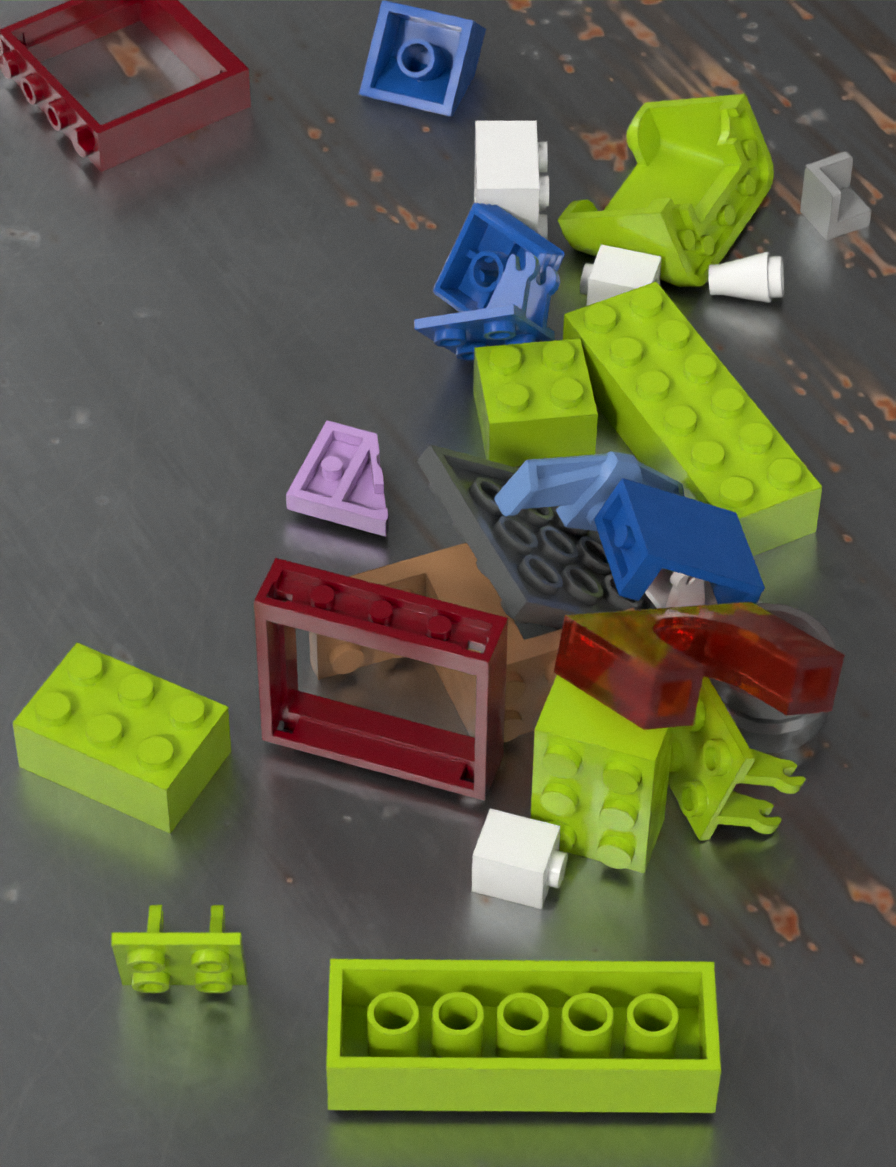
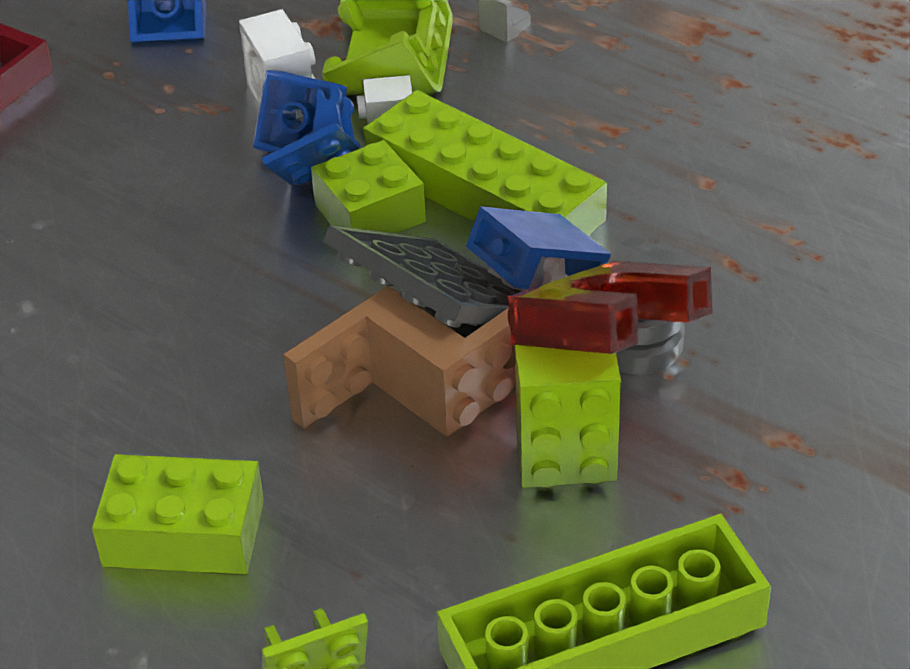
camera: 20 degrees left, 5 degrees down
(342, 480) = (254, 287): lavender wing -> none
(392, 623) = (368, 345): dark red window -> none
(517, 859) = (527, 498): white brick -> none
(576, 485) = (440, 225): medium blue plate -> none
(713, 759) = (643, 380): lime plate -> none
(750, 278) = (473, 75): white cone -> none

